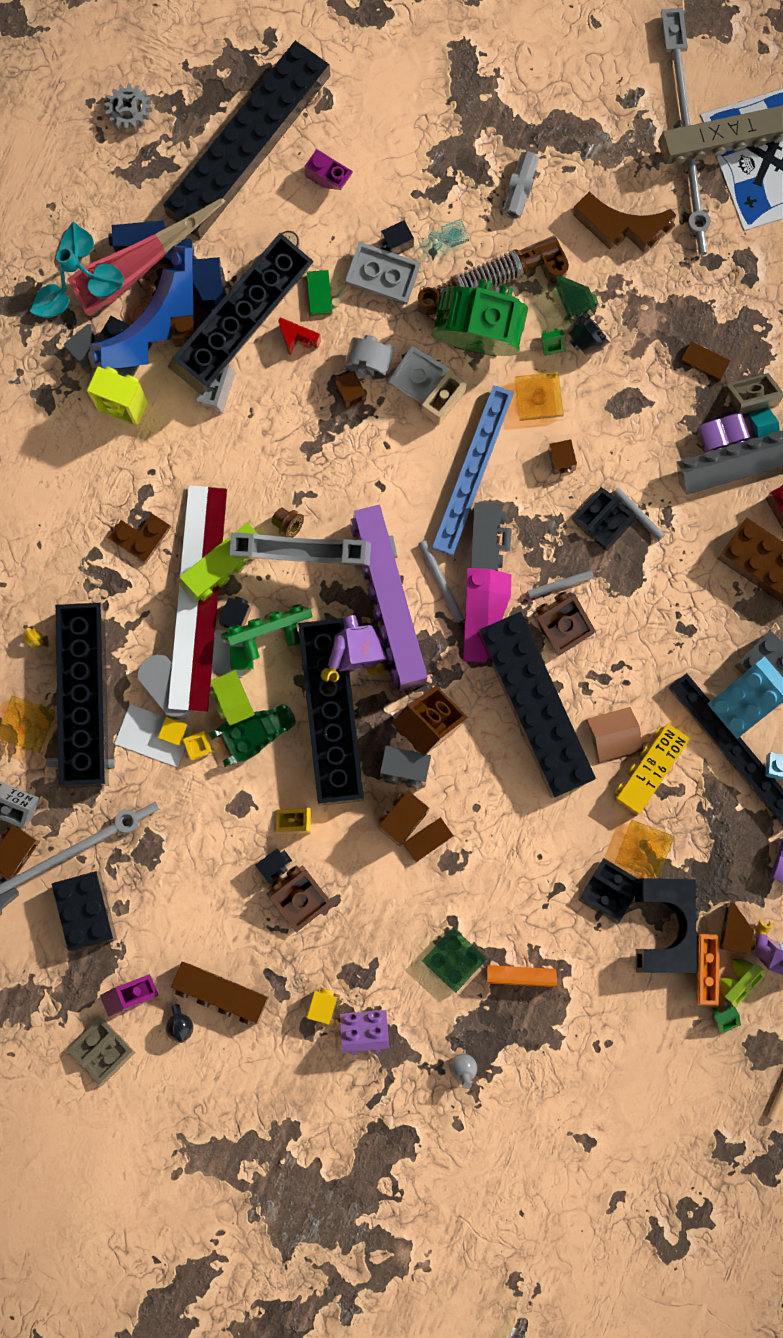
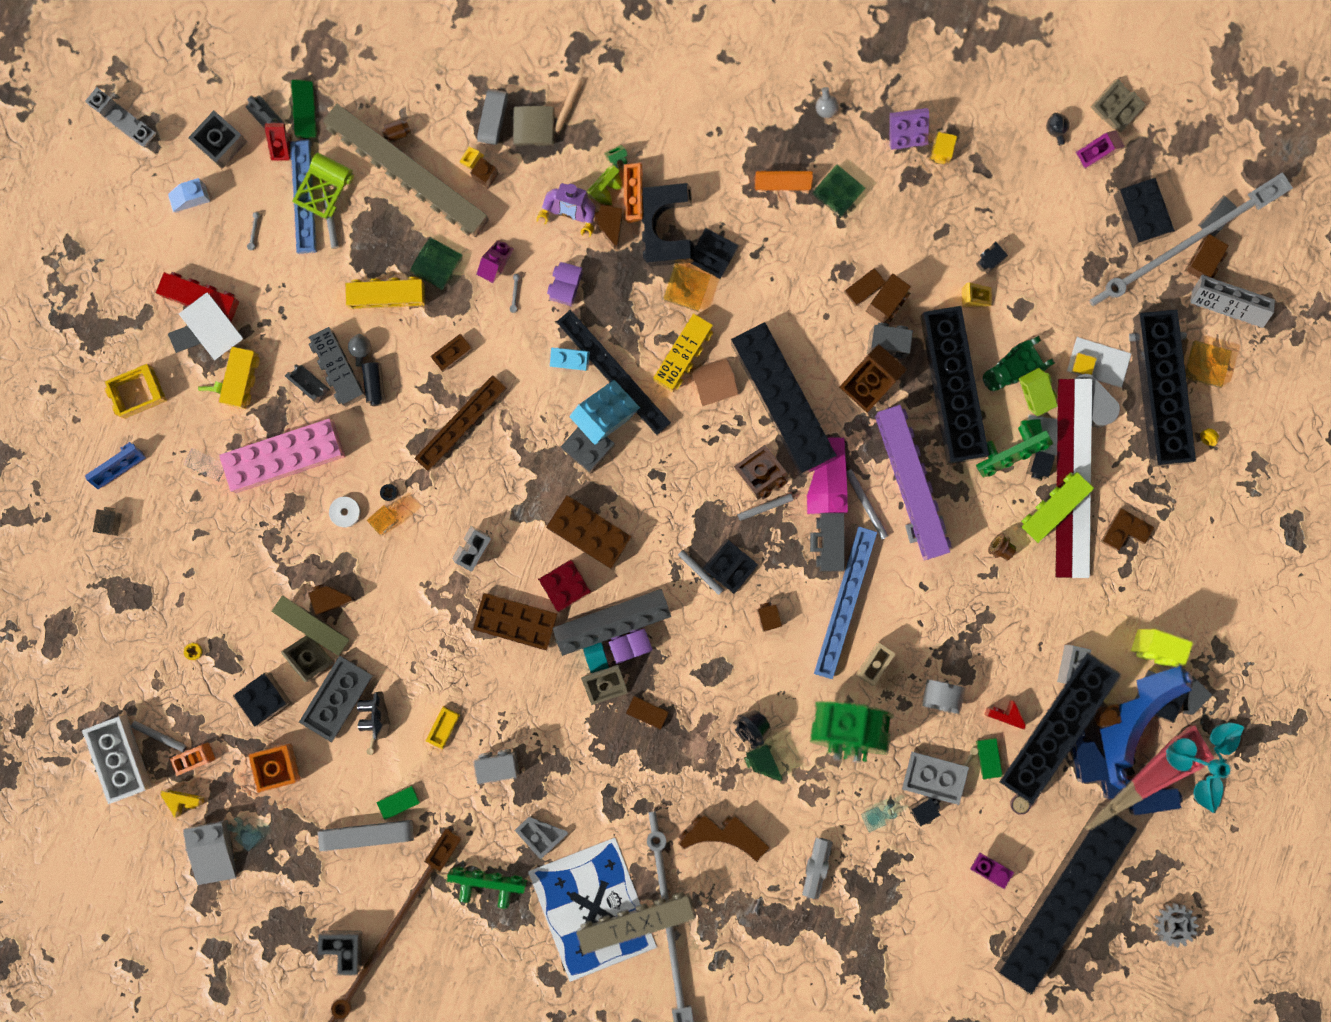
camera: 175 degrees right, 5 degrees up
(197, 745) = (1062, 353): yellow plate -> none
(219, 992) = (1027, 154): reddish brown brick -> none
(298, 897) = (969, 233): reddish brown plate -> none
(300, 549) = (966, 513): light grey arch -> none
(350, 389) = (957, 669): reddish brown brick -> none
(355, 649) = (940, 434): medium lavender torso -> none
(417, 375) = (897, 686): white tile -> none
(512, 264) = (818, 792): reddish brown piece -> none
(539, 396) = (791, 672): clear yellow plate -> none
(553, 342) = (781, 722): green tile -> none

